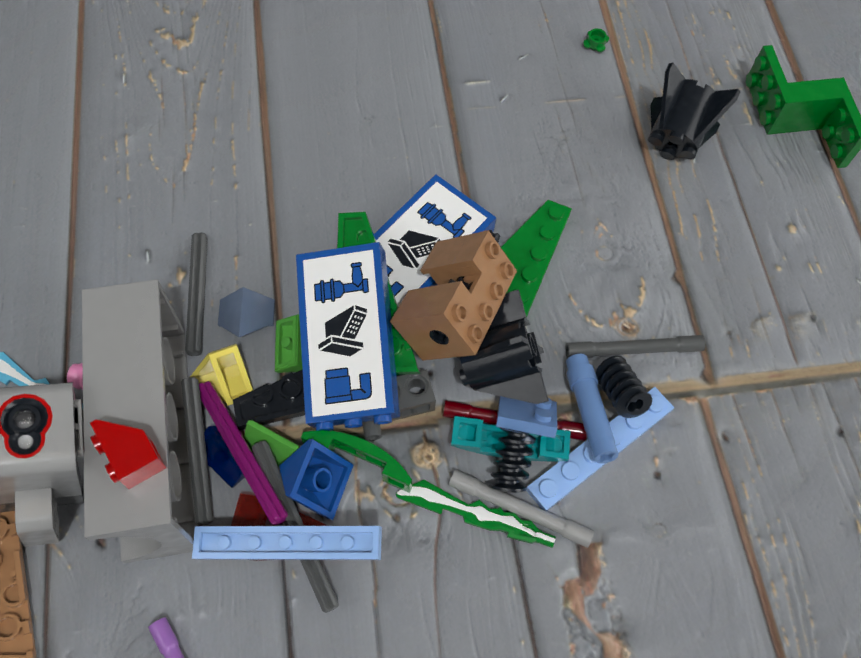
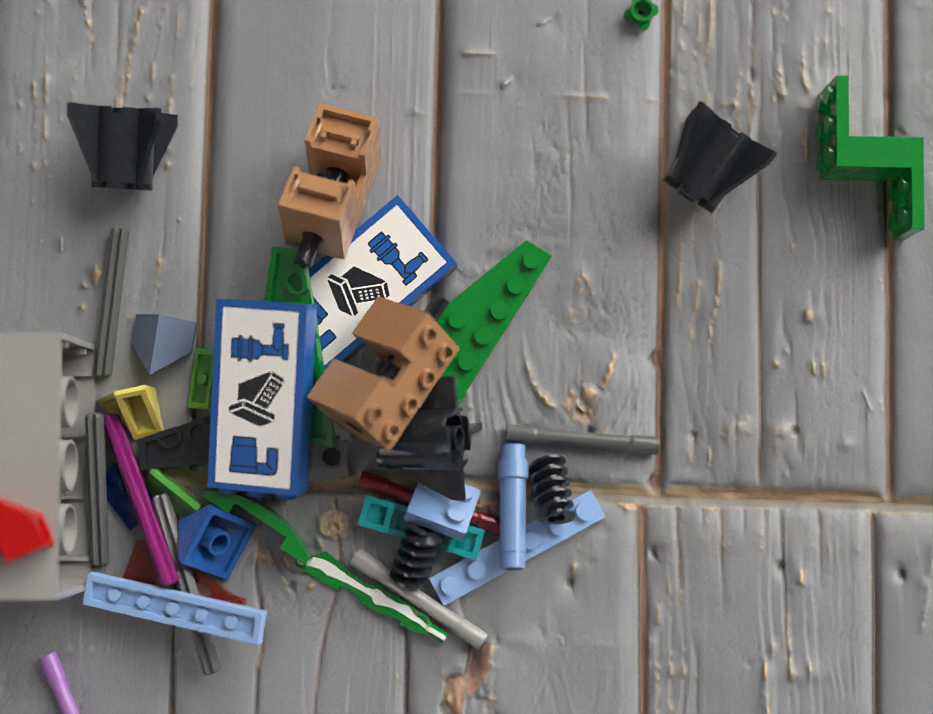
camera: 10 degrees right, 20 degrees up
(197, 159) = (121, 143): none -> black brick
(380, 162) = (325, 206): none -> medium nougat piece

